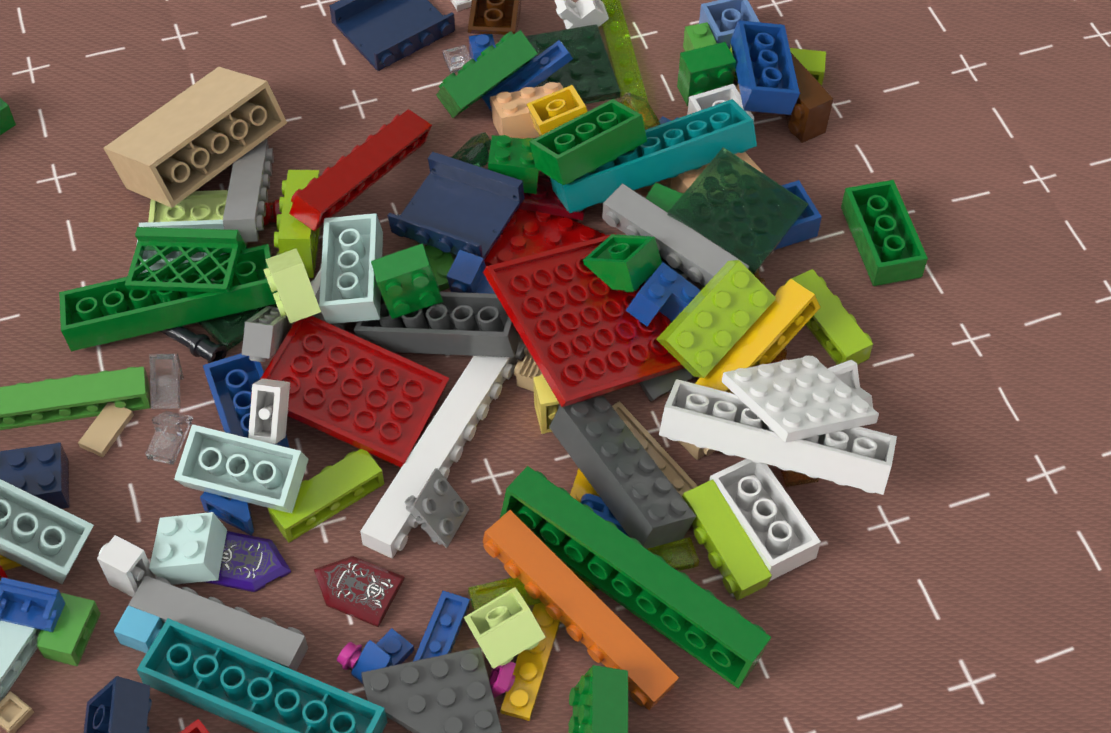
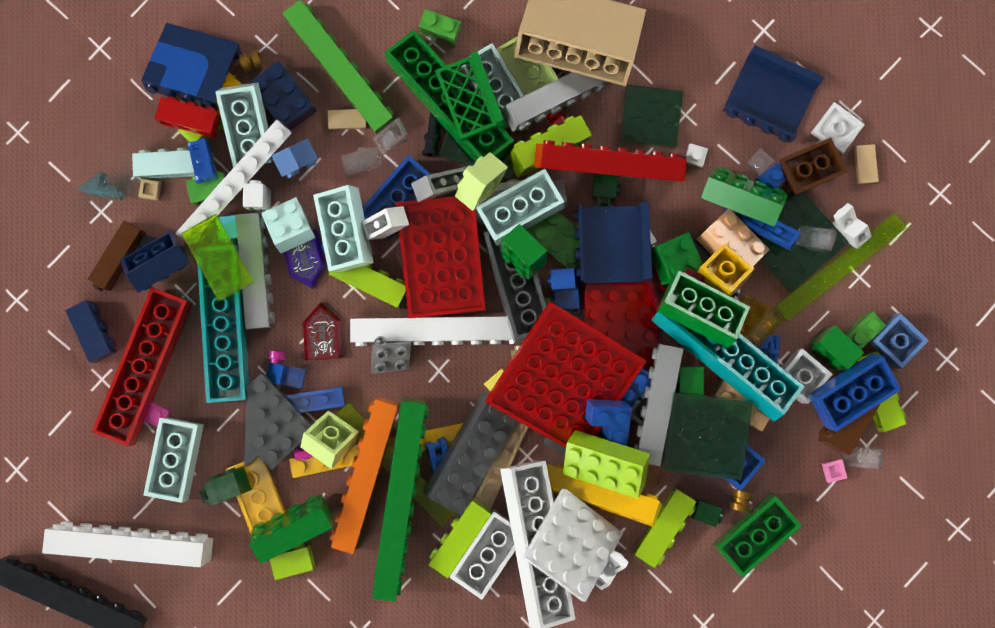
camera: 65 degrees right, 30 degrees up
(77, 271) = (440, 27): none -> bright green brick
(85, 578) = (240, 174): none -> white plate
(110, 501) = (295, 157): none -> medium blue brick
(169, 641) = (217, 257): none -> clear neon green plate
(333, 128) = (651, 116): none -> clear green plate
(381, 199) = (605, 188): none -> dark green brick
(411, 104) = (696, 155): none -> white plate
(475, 150) = (671, 219): clear green brick -> none
(576, 35) = (816, 238): none -> clear slope
(624, 261) = (621, 380): green slope -> none
(834, 233) = (741, 500): none -> pearl gold wheel
(834, 269) = (707, 513): none -> dark green brick
(844, 104) = (864, 457): none -> clear slope
(845, 138) = (834, 470): none -> bright pink plate

